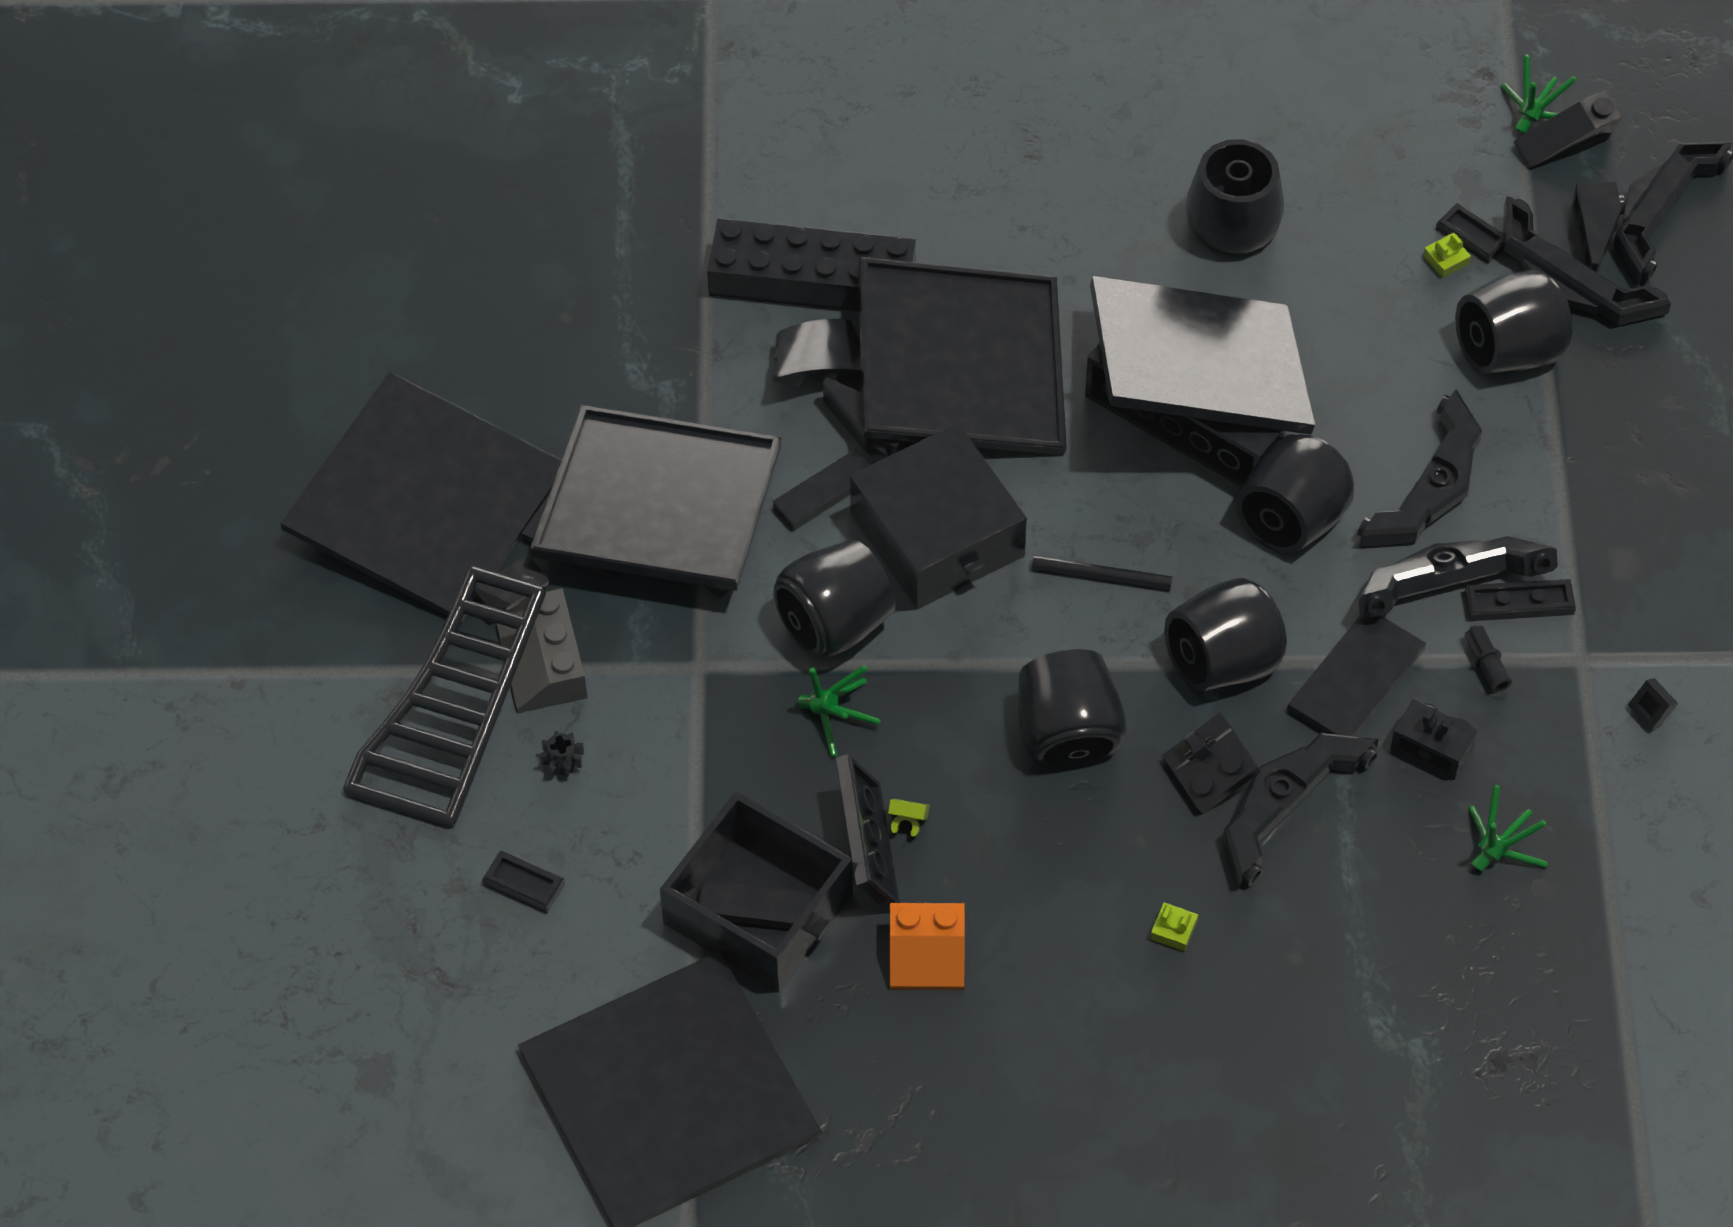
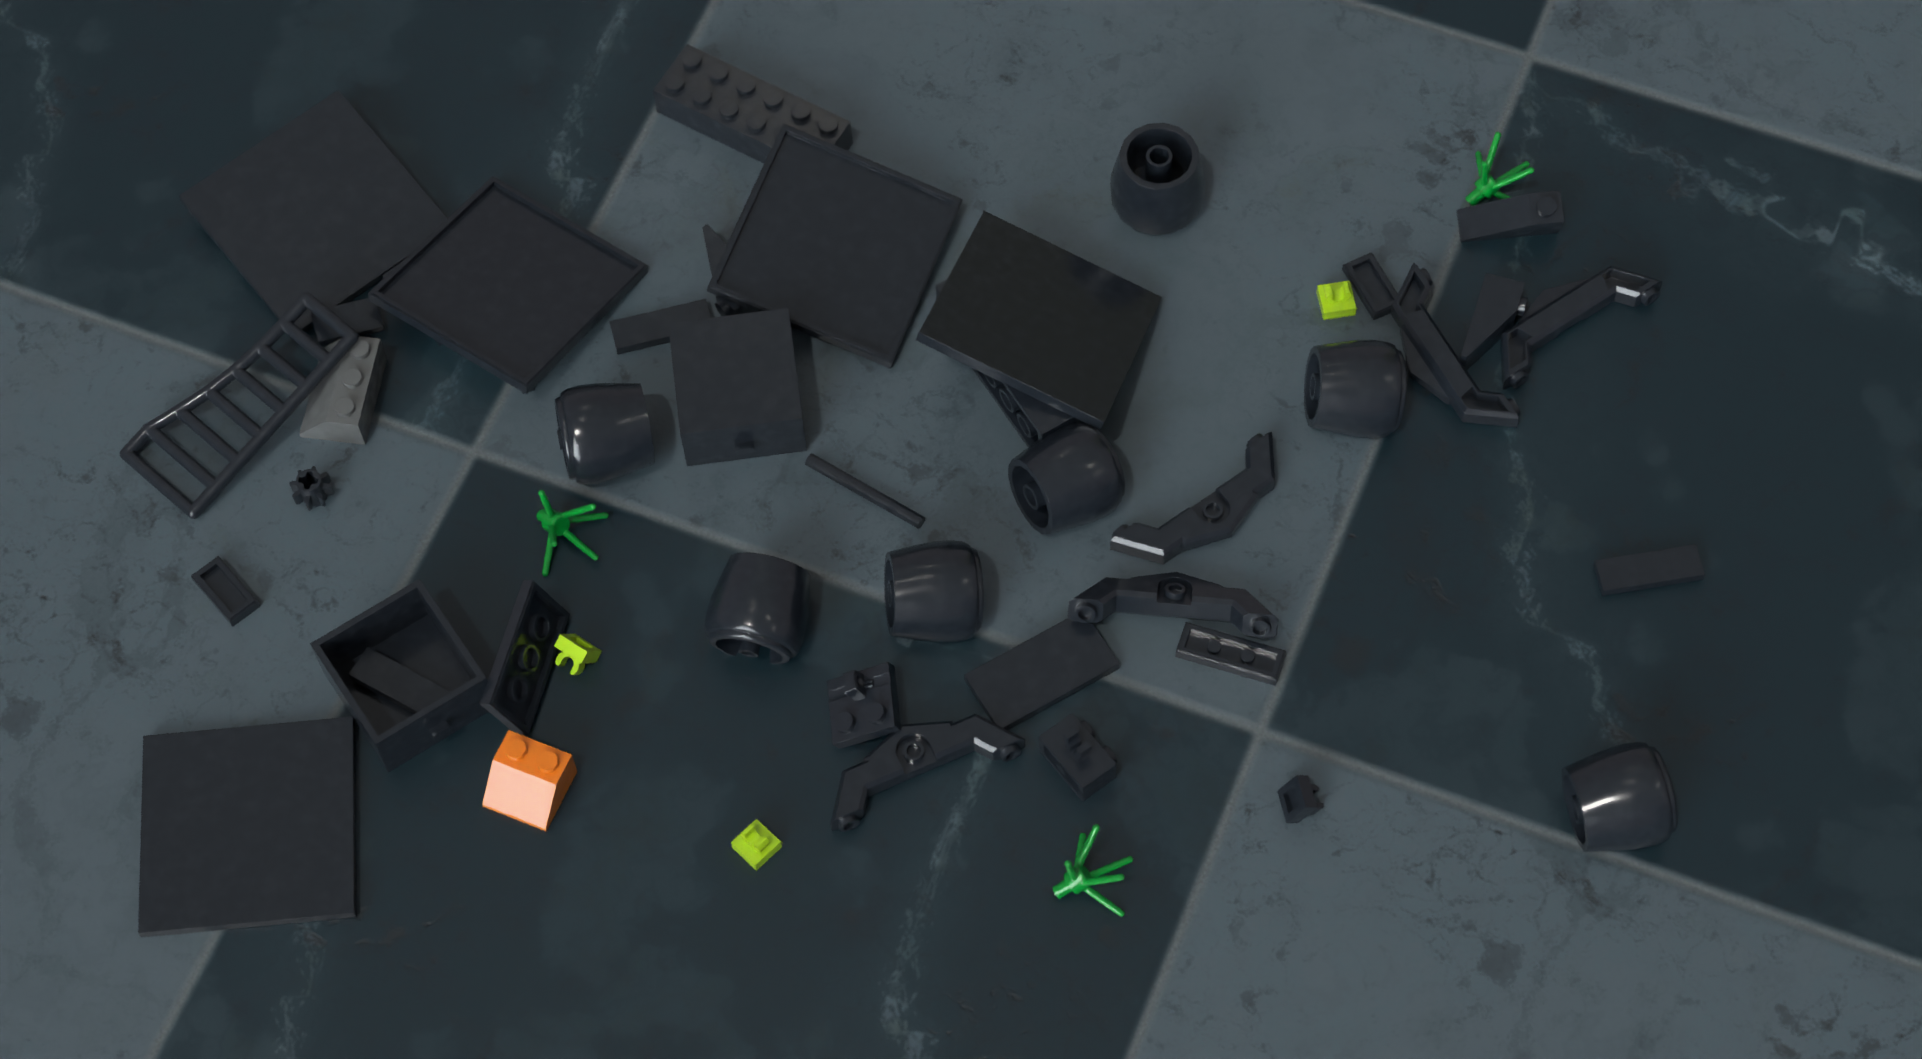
camera: 25 degrees right, 5 degrees up
(817, 351) = (710, 196): black slope -> none
(1488, 658) = (1169, 699): black axle -> none

